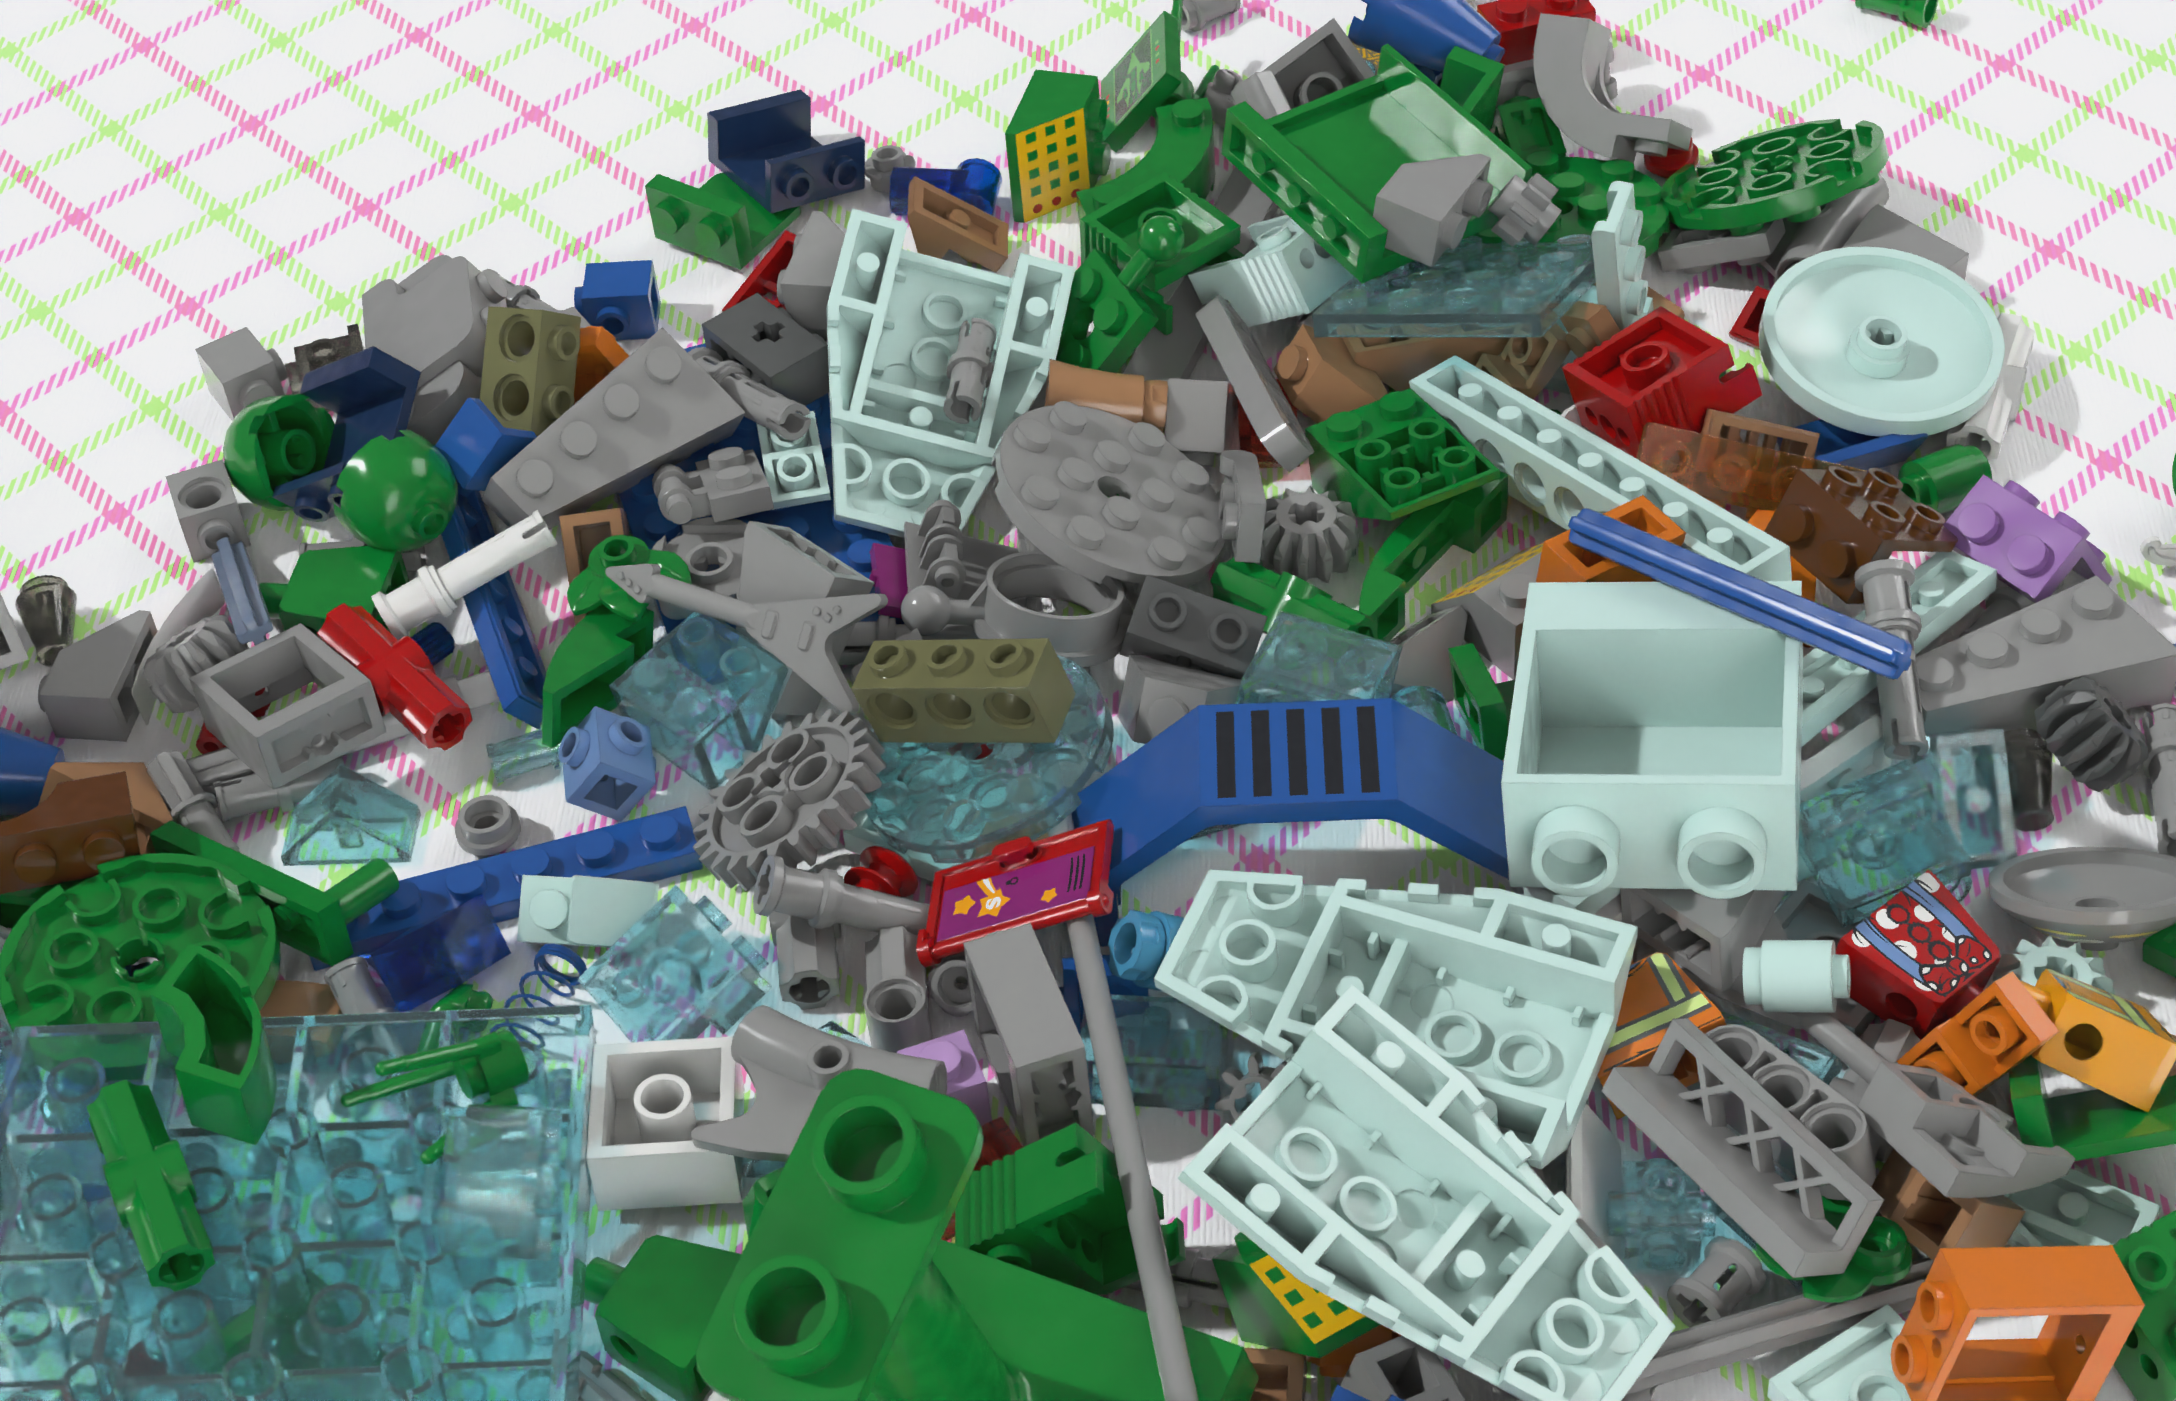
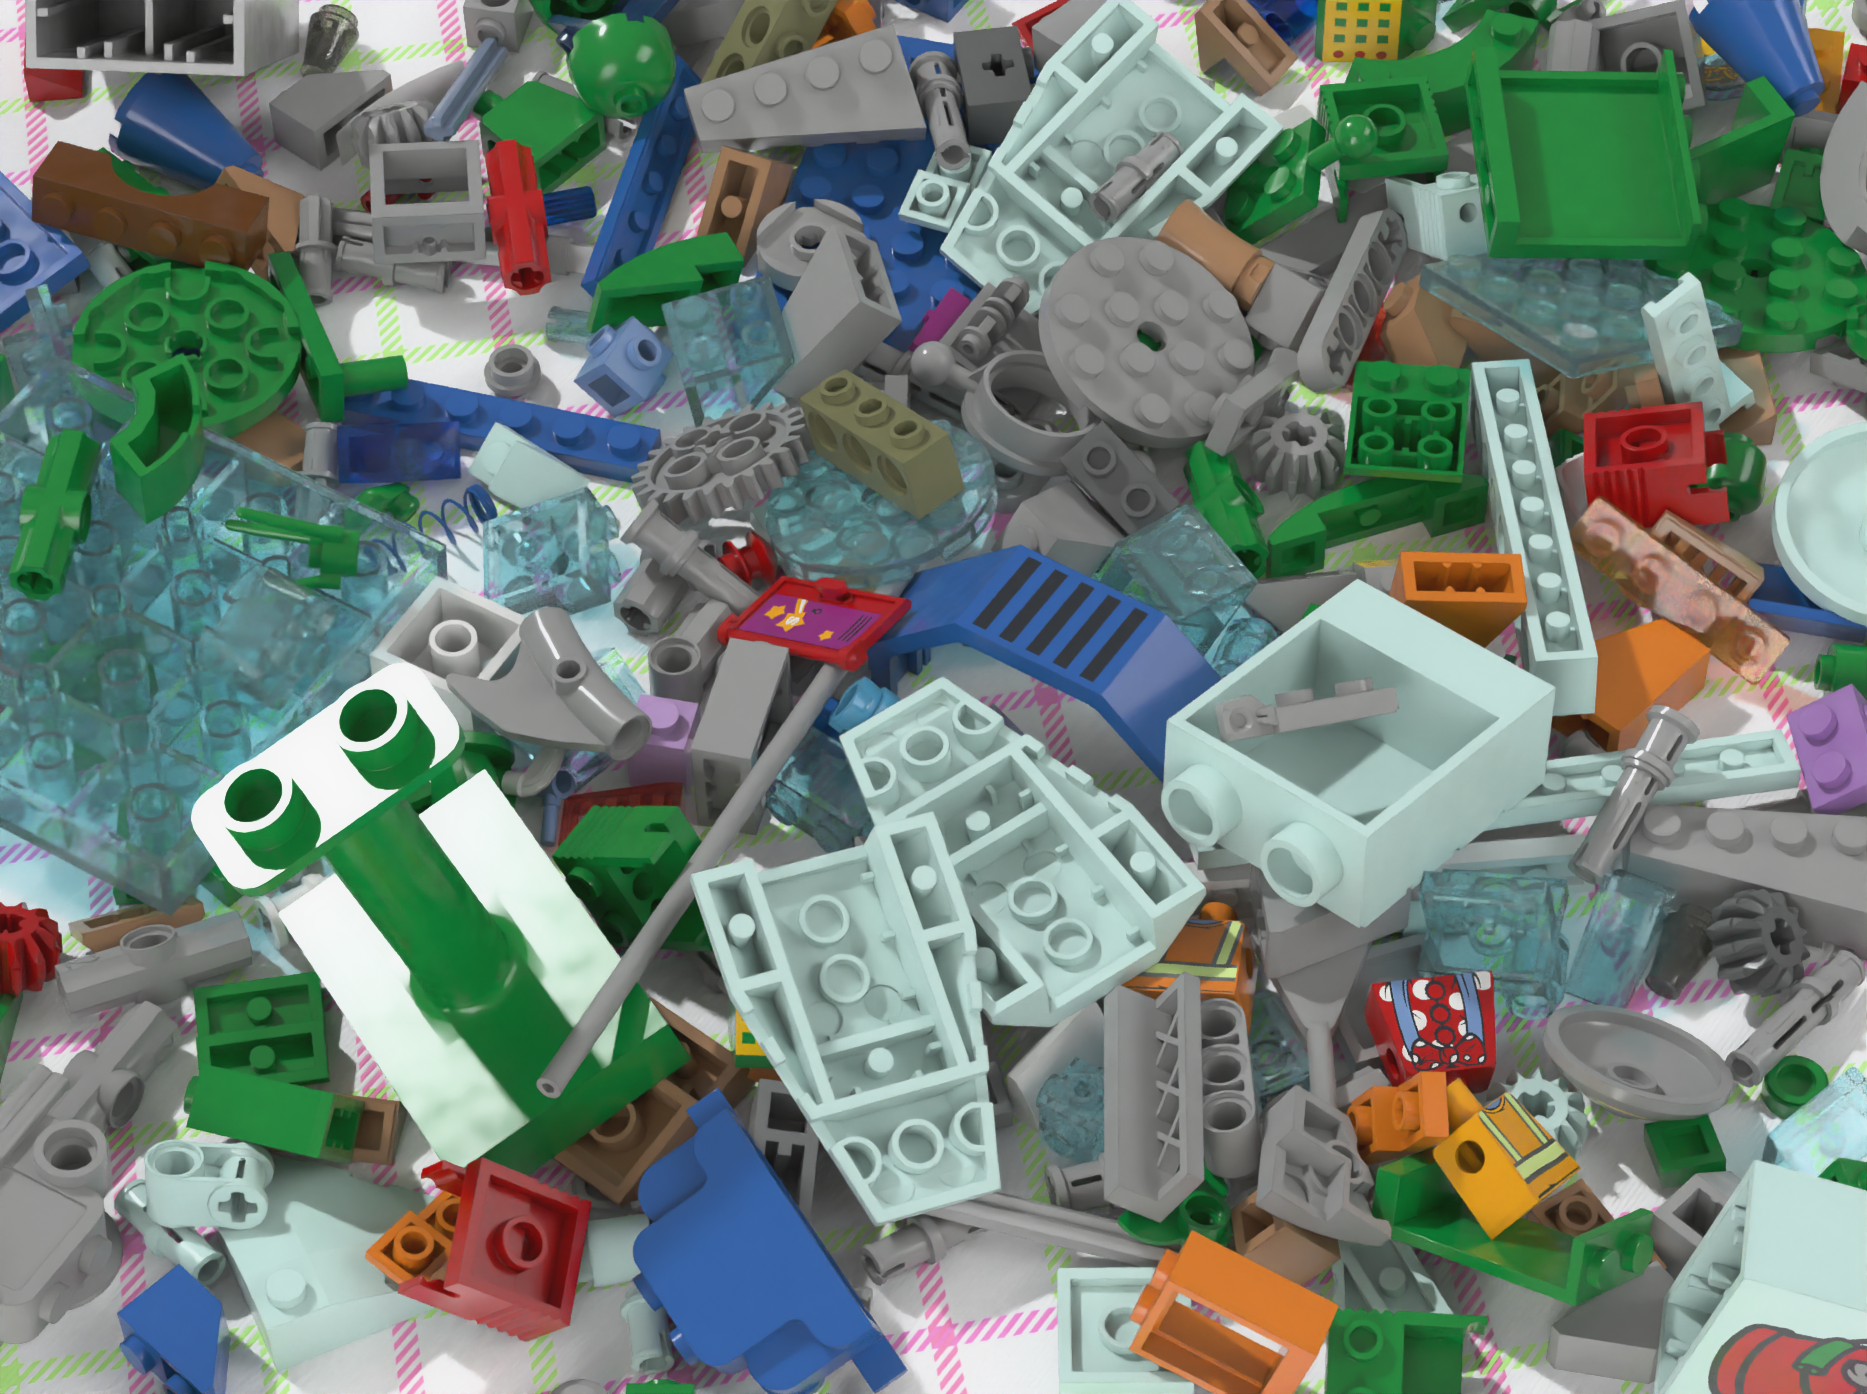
camera: 30 degrees right, 5 degrees up
(350, 823) = (422, 320): clear light blue slope -> none
(438, 589) = (601, 161): white pin -> none
(479, 444) = (701, 54): blue panel -> none
(595, 588) = (734, 219): green plate -> none
(722, 486) = (860, 185): light grey plate -> none
(792, 630) = (810, 328): light grey piece -> none
(1430, 204) = (1583, 215): light grey slope -> none
(1524, 209) = (1670, 256): light grey gear -> none
(1618, 709) = (1297, 710): none -> light grey hinge
(1742, 594) = (1487, 671): blue axle -> none
(1795, 976) = (1315, 993): light aqua brick -> none
(1852, 518) = (1718, 663): reddish brown bracket -> none

